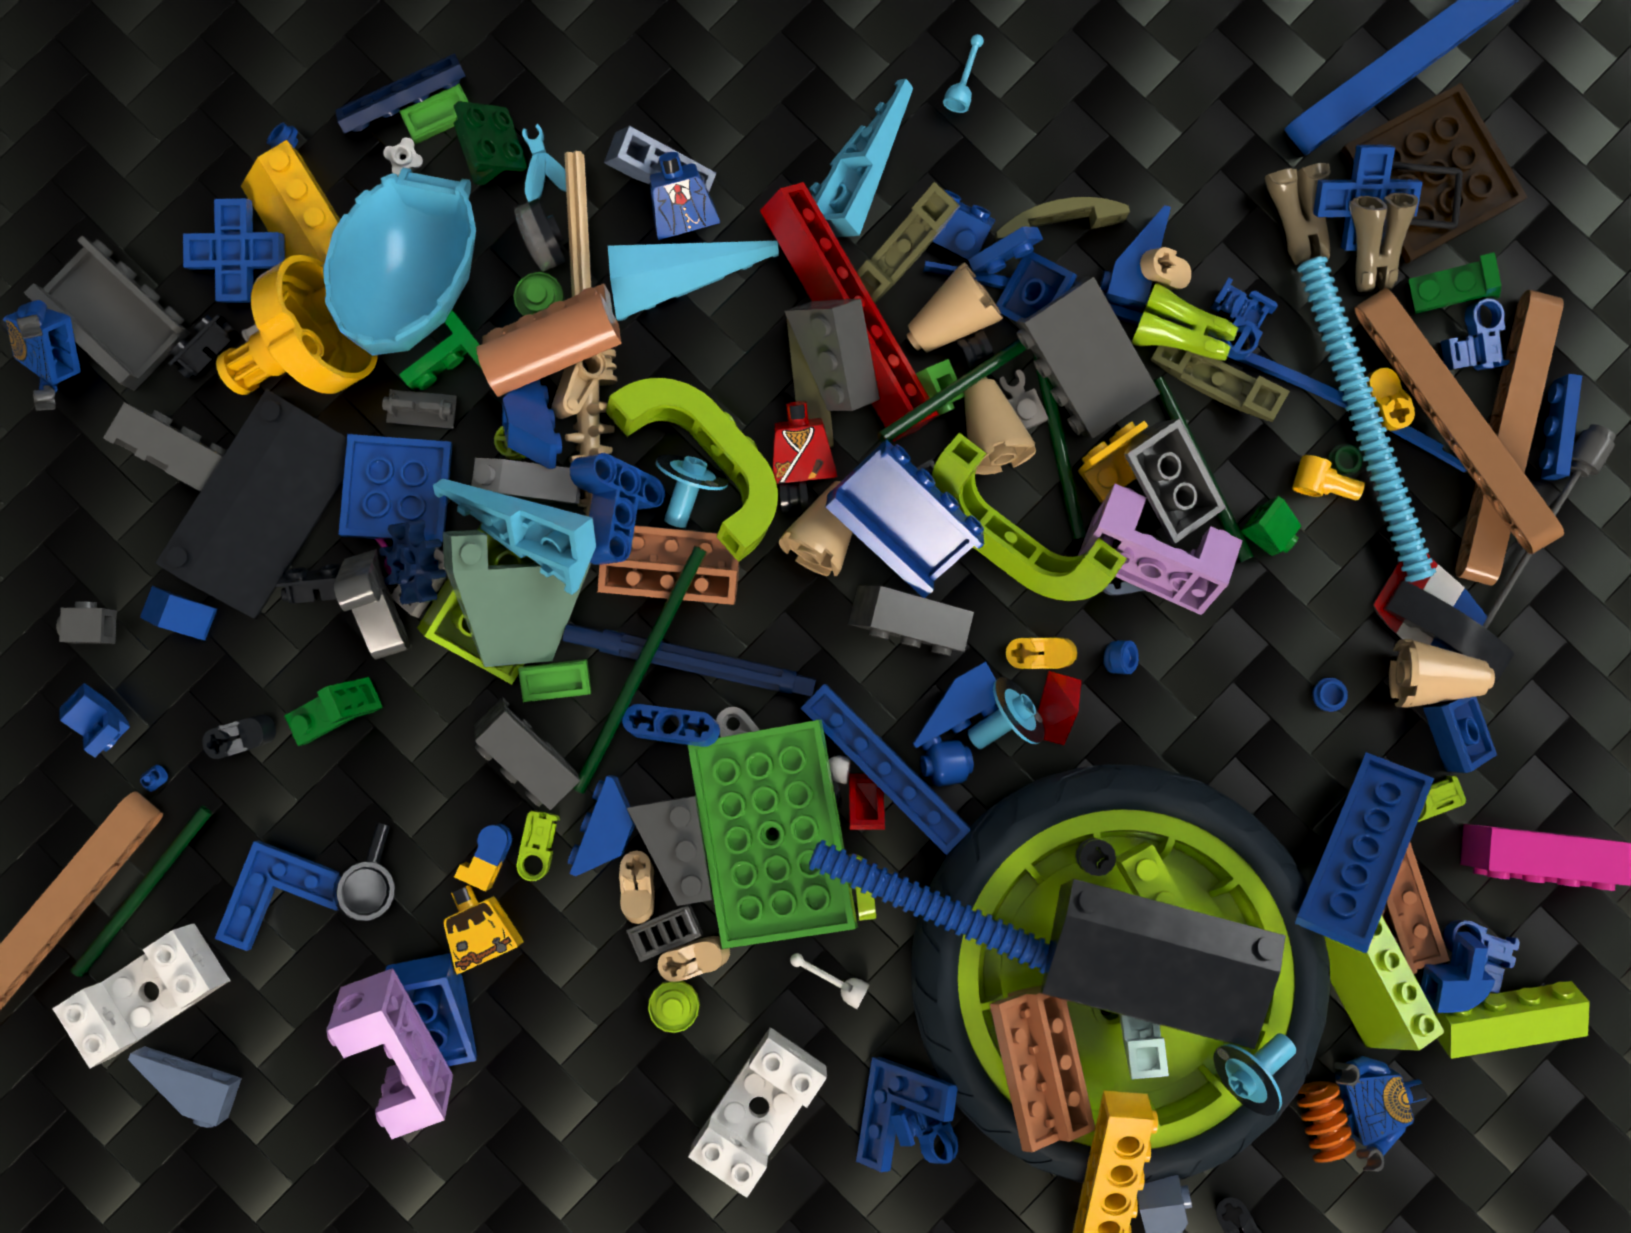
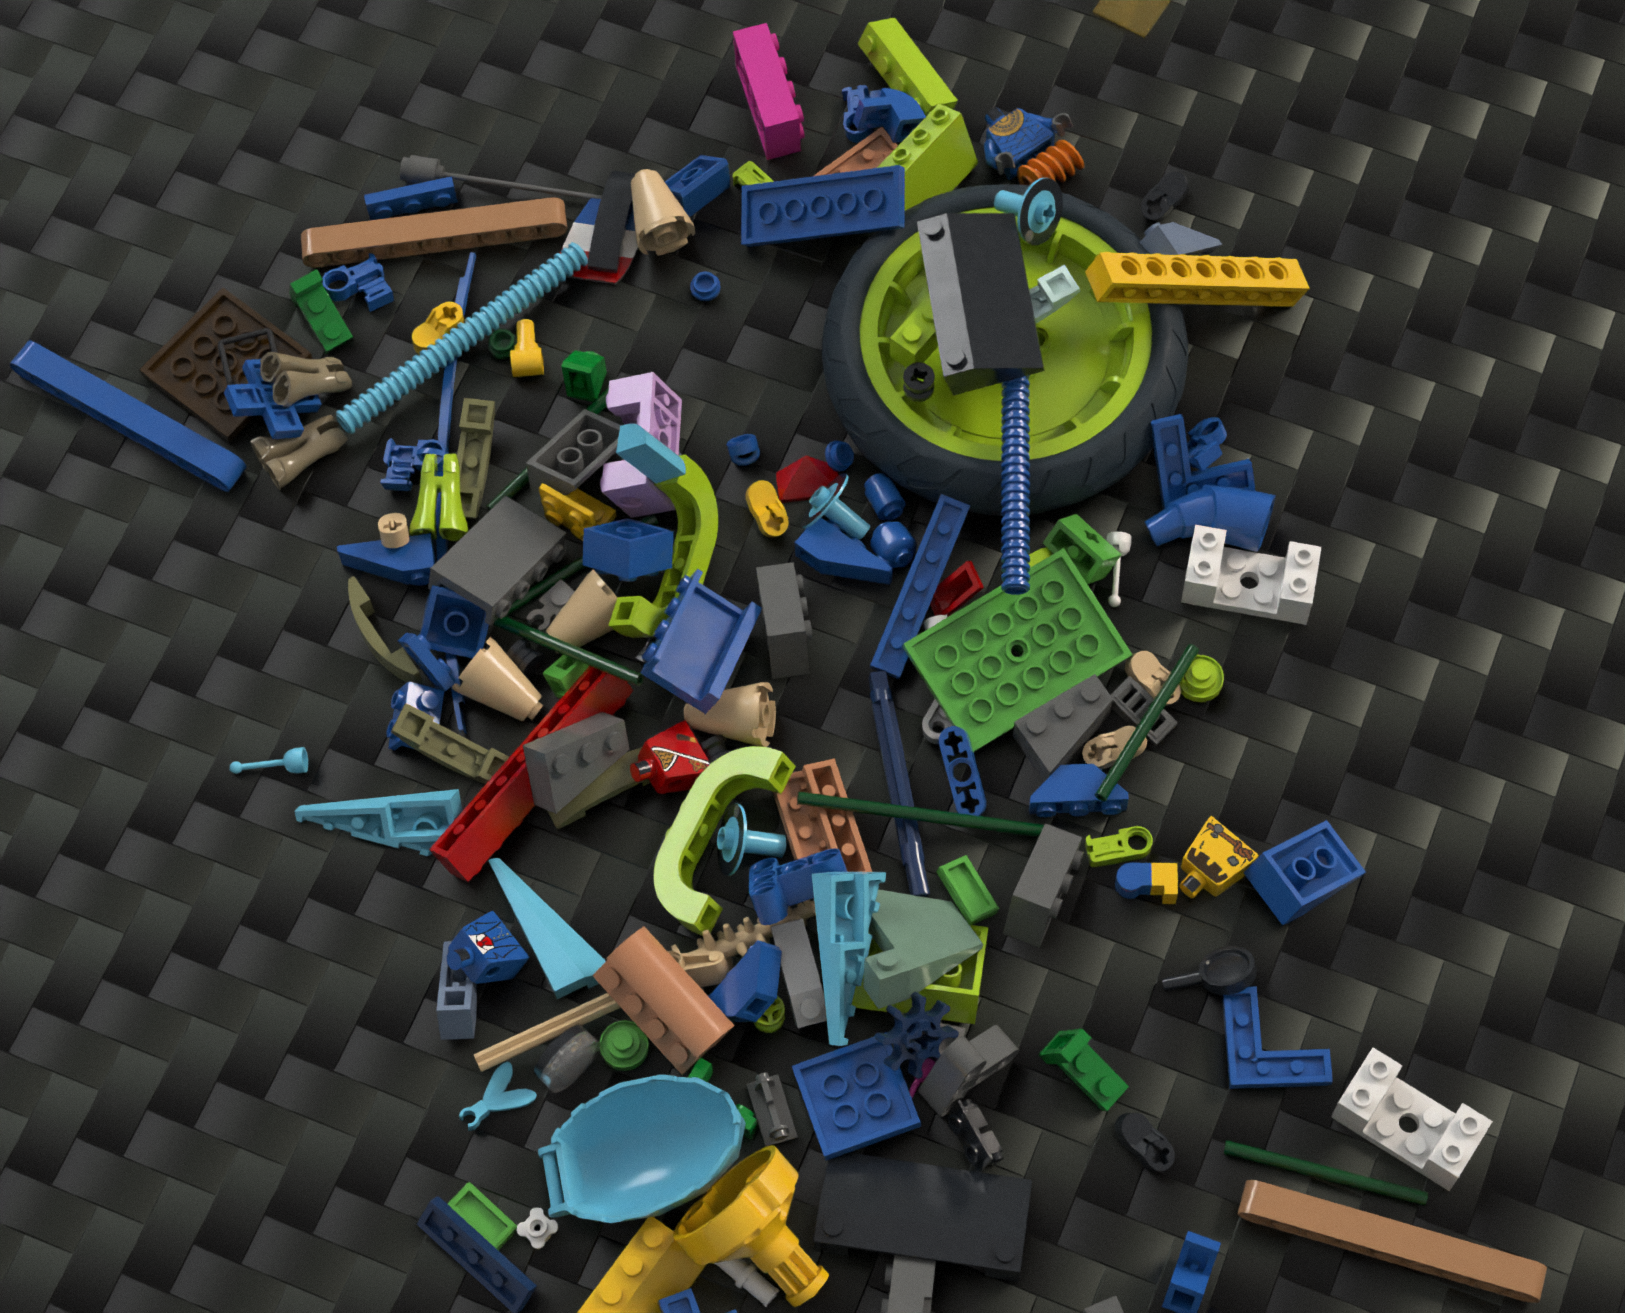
camera: 110 degrees left, 20 degrees down
(154, 778) = (1219, 1208): blue rock -> none
(178, 613) = (1058, 1254): blue slope -> none
(190, 1087) = (1470, 1038): sand blue slope -> none
(382, 1013) = (1340, 868): lavender plate -> none
(488, 140) = (495, 1152): dark green bracket -> none
(640, 929) = (1146, 723): none -> dark green piece
(840, 1109) = (1237, 510): none -> blue piece
(859, 951) = (1085, 547): none -> bright green brick
(1004, 776) = (884, 497): none -> blue brick
(1042, 1068) = (1101, 356): nougat brick -> none
(1043, 488) = (627, 549): none -> blue brick
(1072, 750) = (839, 455): none -> blue plate
(1125, 537) = (648, 454): none -> medium azure brick
(1459, 421) = (436, 270): medium nougat beam -> none

